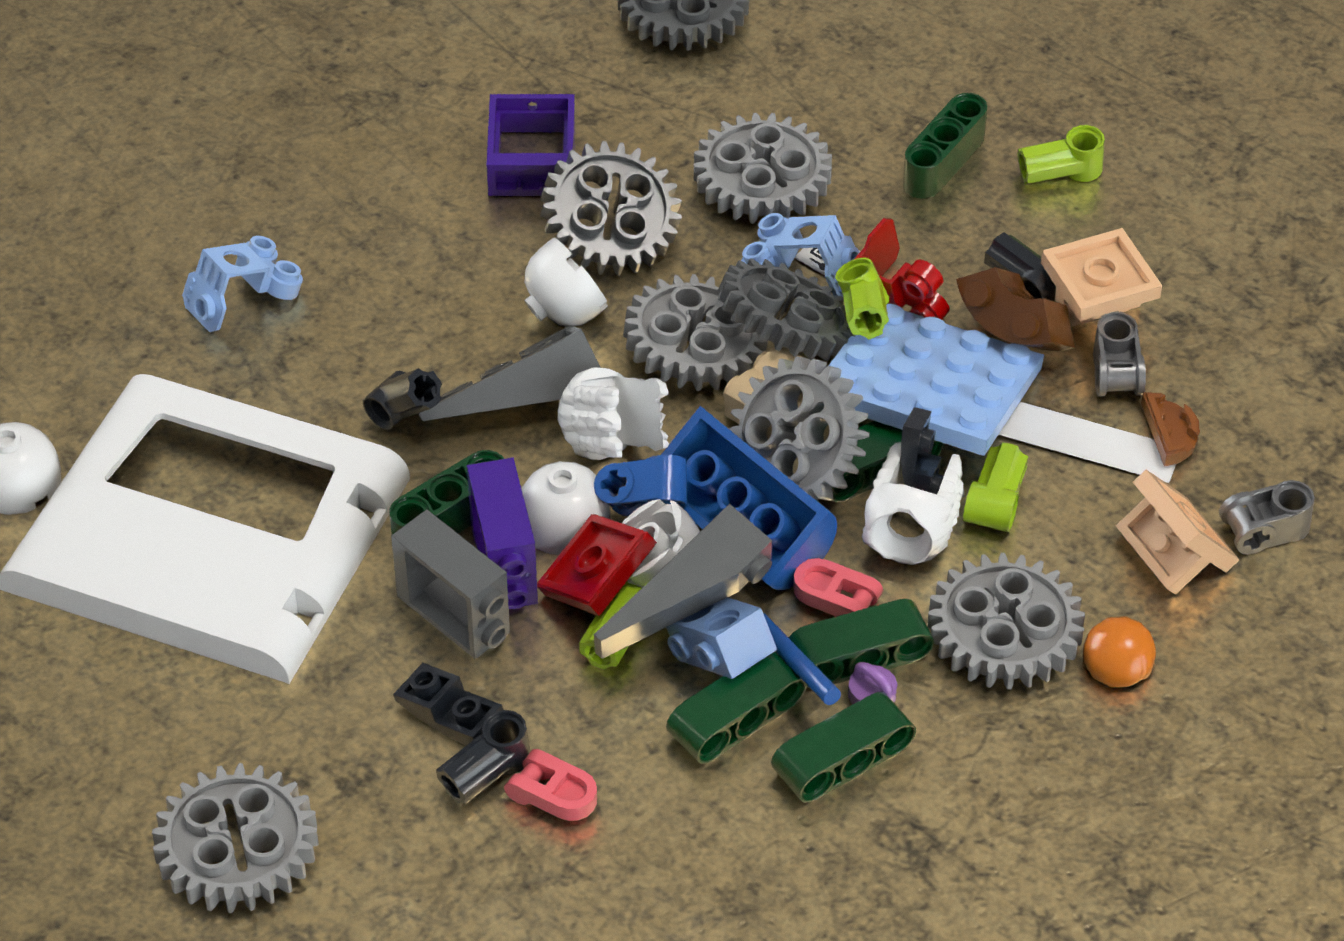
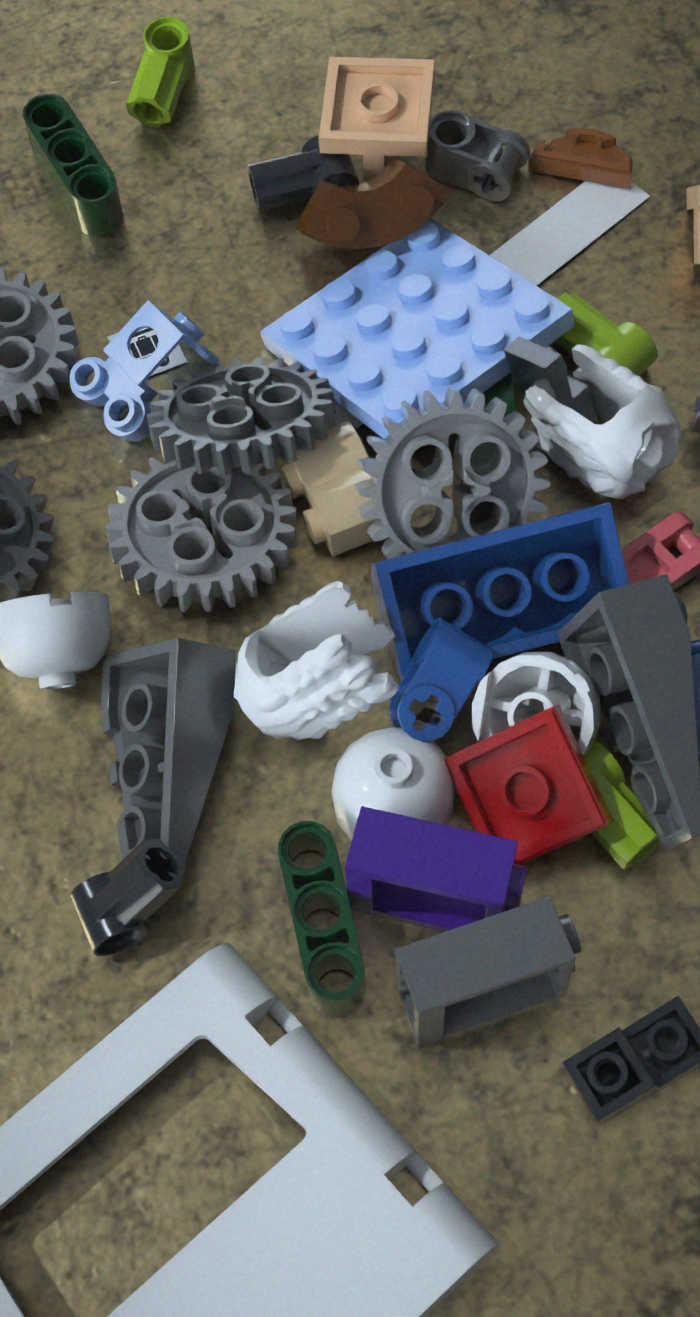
camera: 60 degrees left, 15 degrees up
(863, 297) = (288, 330): lime piece -> none
(912, 283) = (283, 280): red piece -> none

